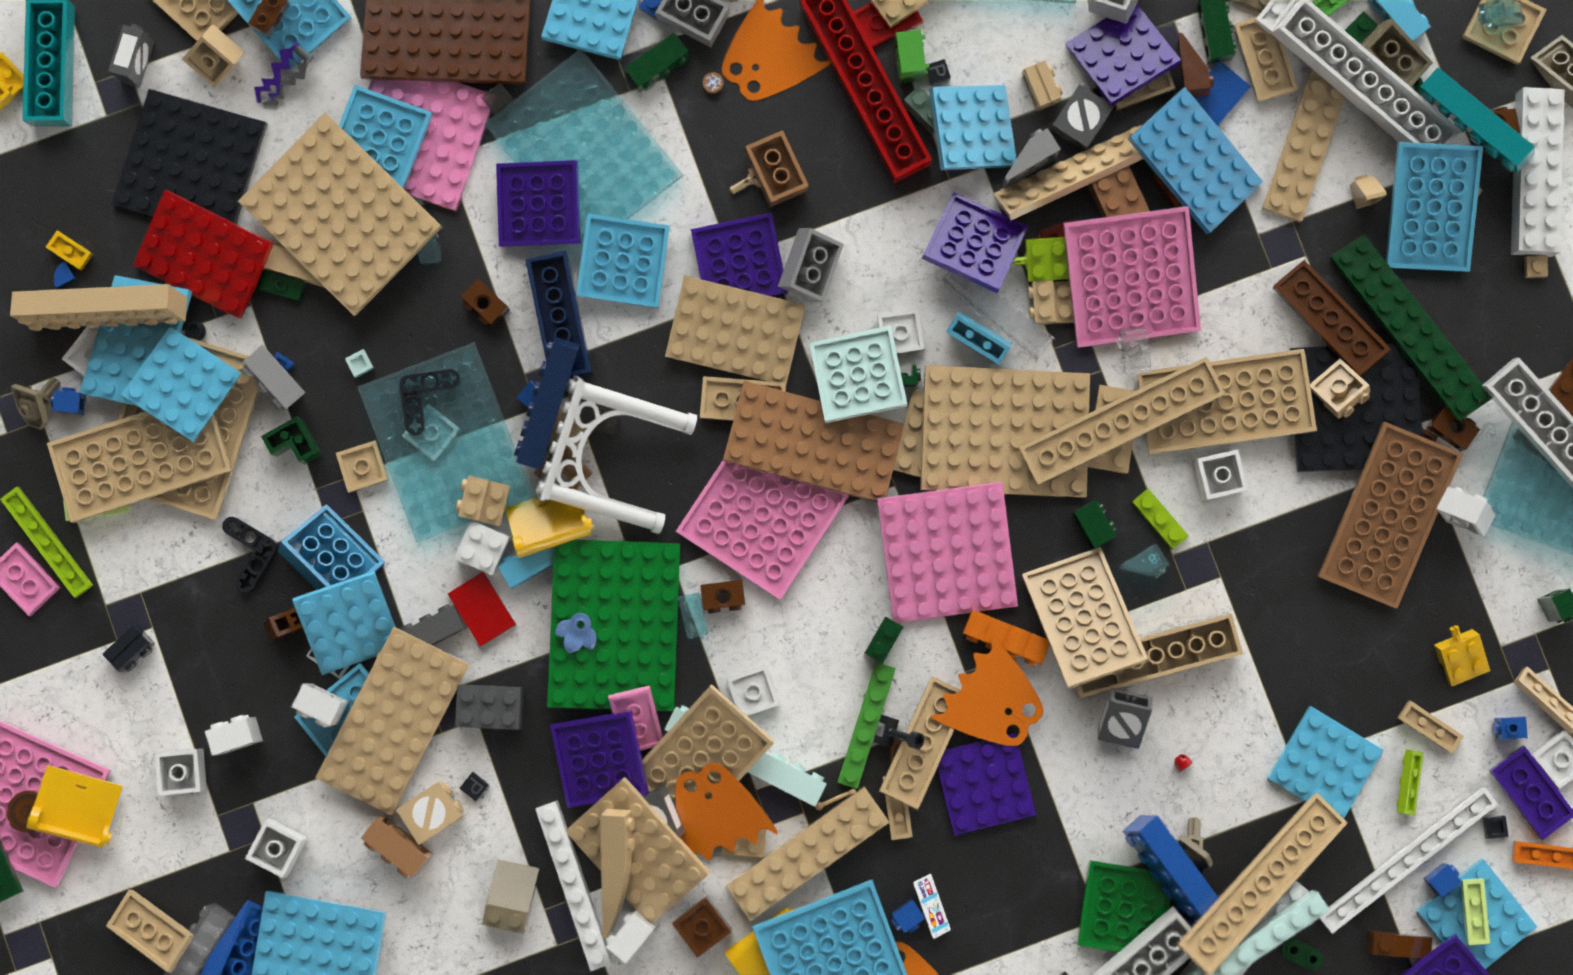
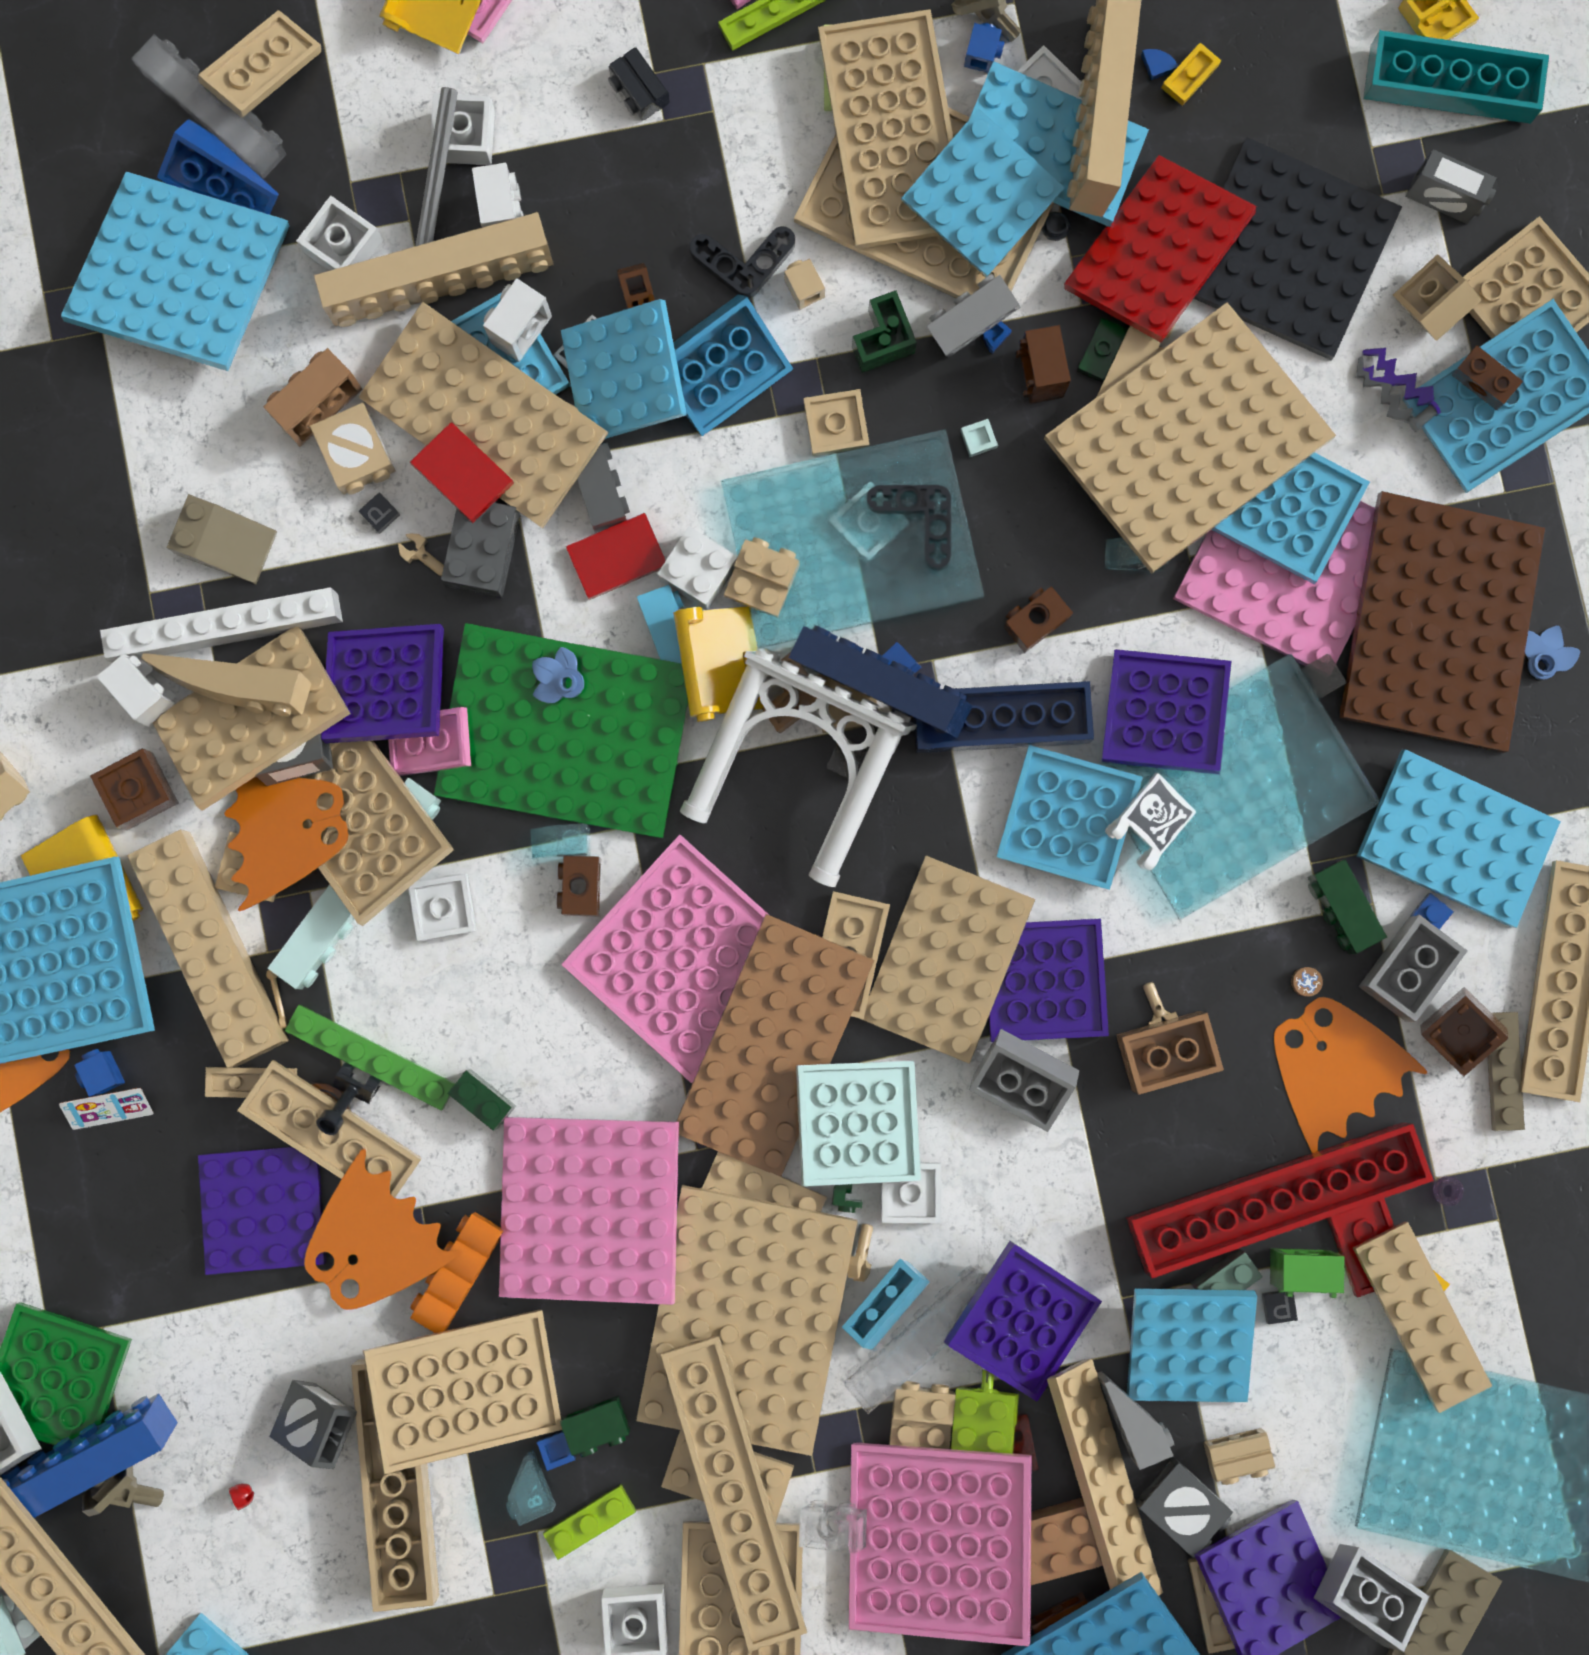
camera: 95 degrees right, 0 degrees up
(219, 784) = (437, 165): none -> light grey axle
(262, 505) = (804, 283): none -> tan brick
(290, 772) = (434, 270): none -> tan brick
(300, 323) = (1044, 364): none -> reddish brown container
(438, 726) = (461, 472): none -> red tile
(501, 749) = (421, 554): none -> tan bar
(615, 200) = (1155, 816): none -> flag
(956, 359) = (859, 1267): none -> tan bar
(1115, 549) = (555, 1450): none -> blue plate

